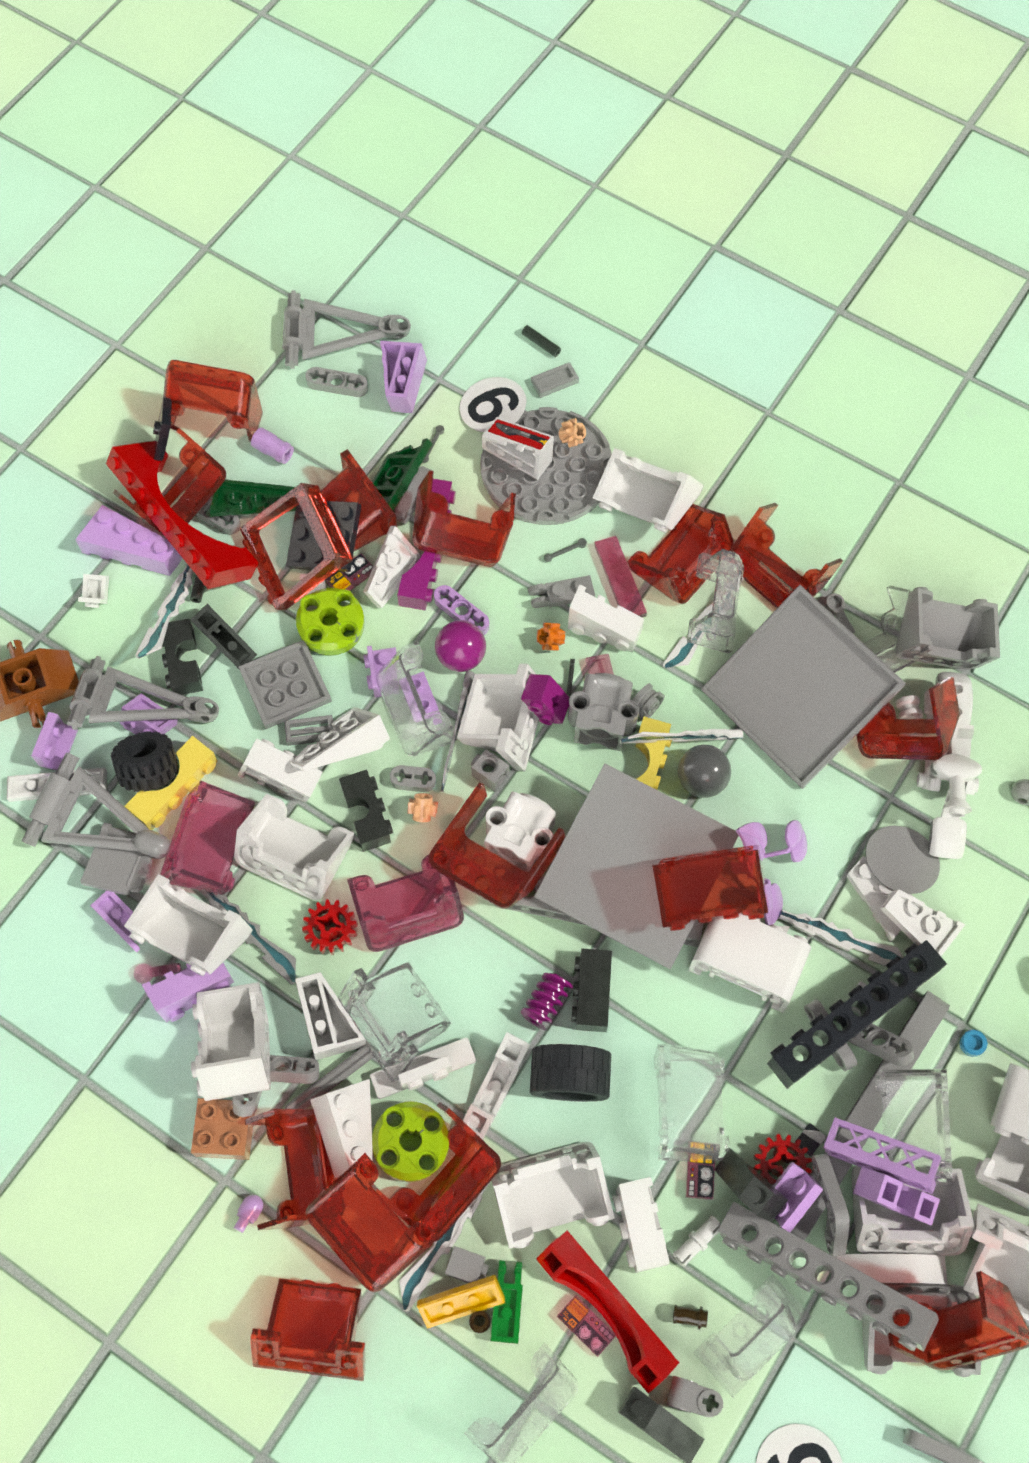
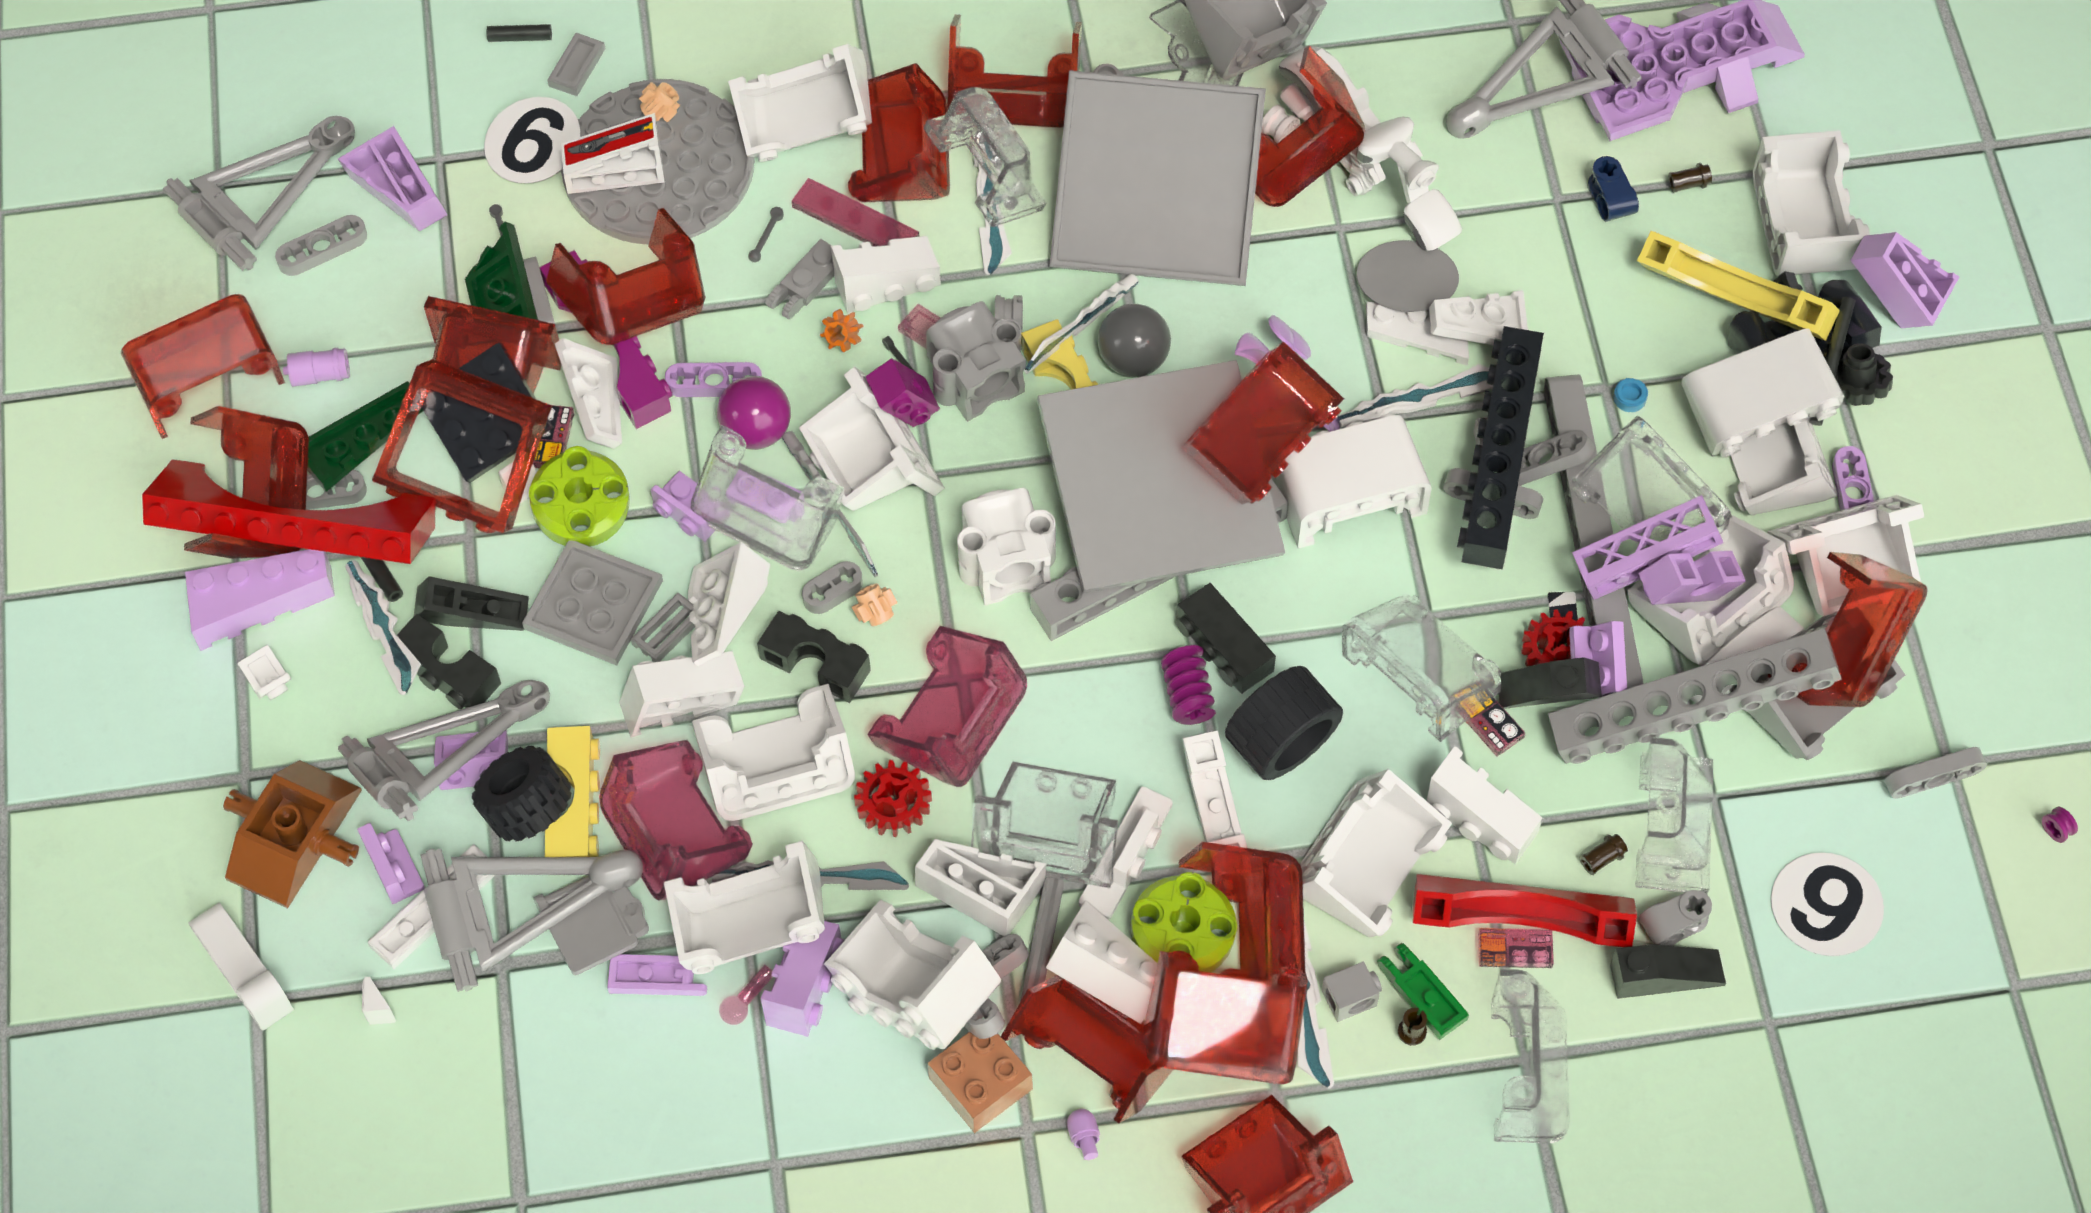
camera: 40 degrees left, 5 degrees down
(162, 428) = (180, 433): black plate -> none
(460, 1301) = (1378, 1023): yellow tile -> none
(481, 869) = (1007, 604): clear red windscreen -> none
(490, 779) = (907, 500): light grey brick -> none
(697, 1241) = (1547, 782): white pin -> none
(837, 1216) = (1644, 626): light grey beam -> none

